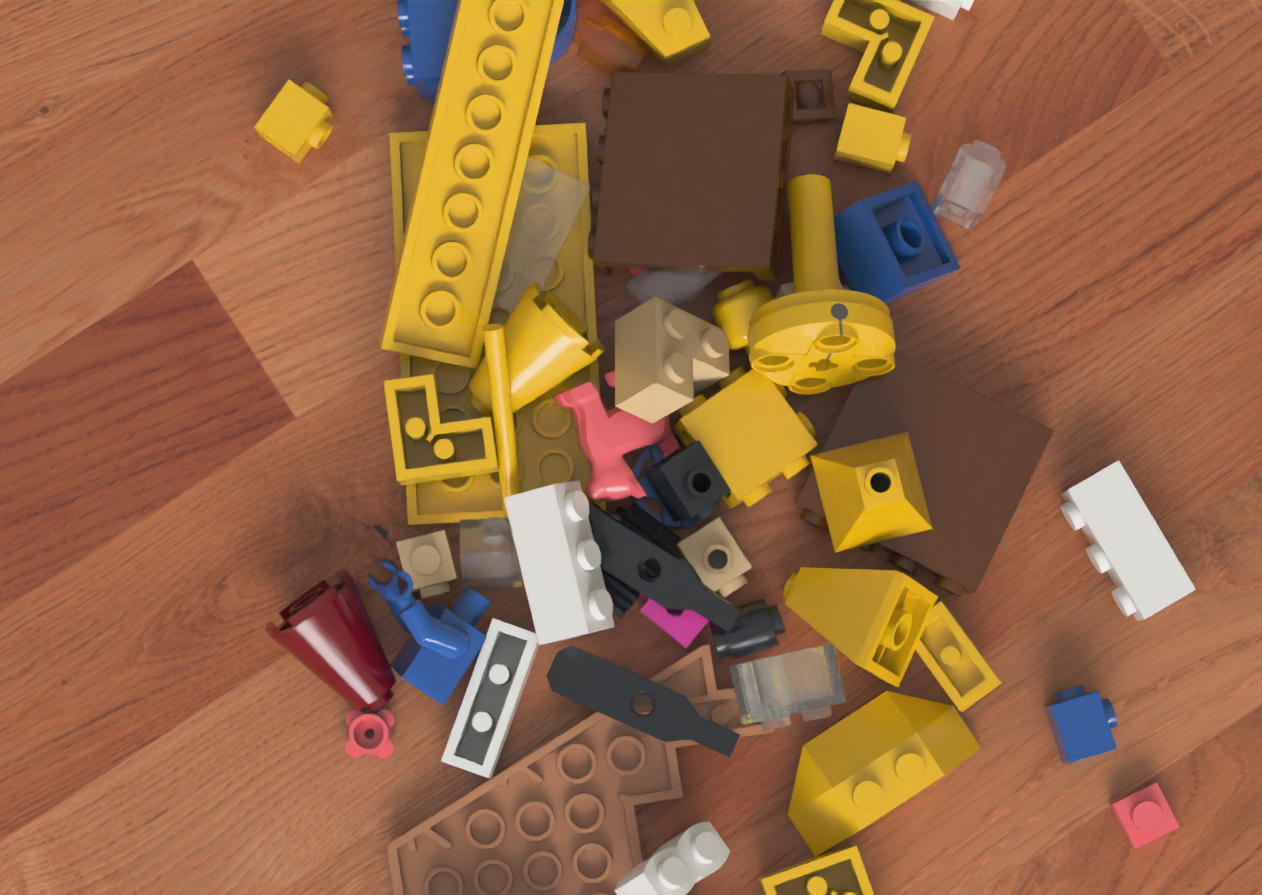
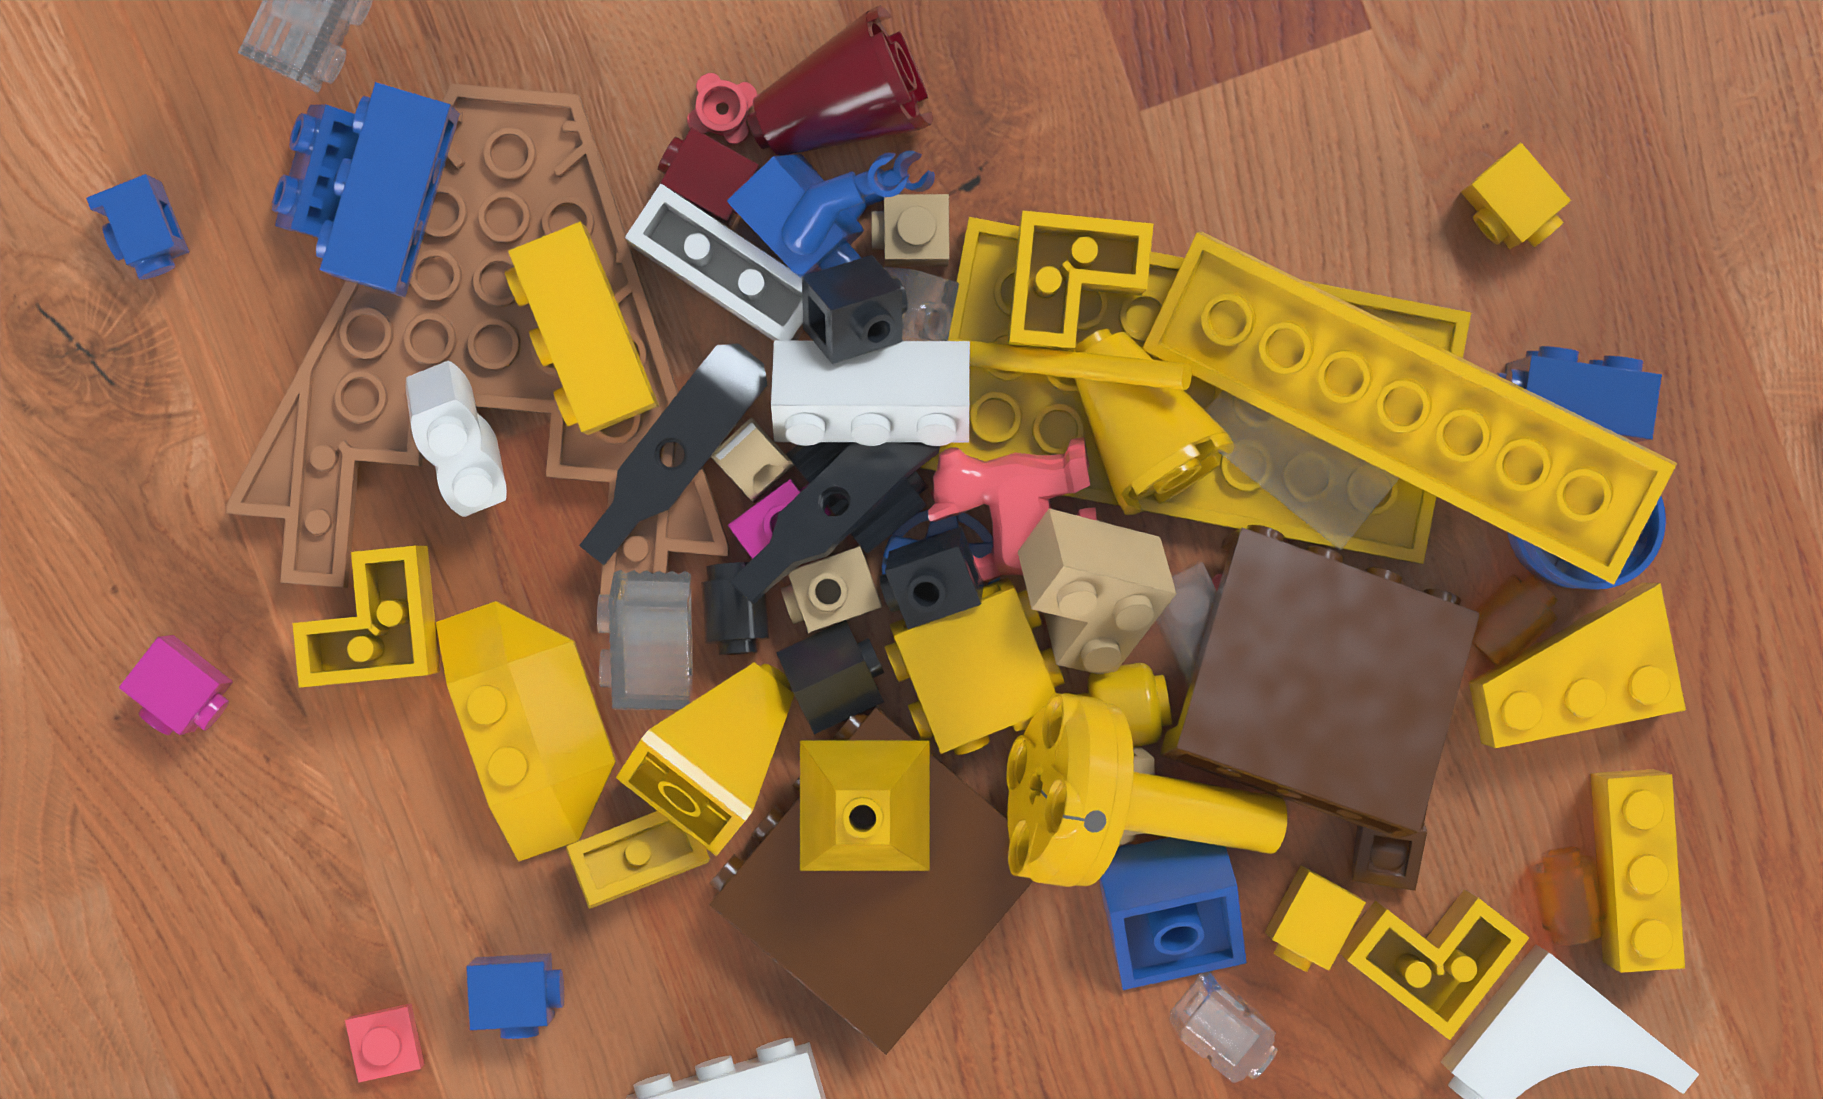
camera: 105 degrees right, 5 degrees up
(424, 730) = (705, 173): none -> dark red brick
(501, 590) = (853, 308): none -> black brick
(566, 796) = (580, 329): none -> yellow brick
(632, 643) = (752, 460): none -> tan leg
(780, 541) = (832, 676): none -> black brick

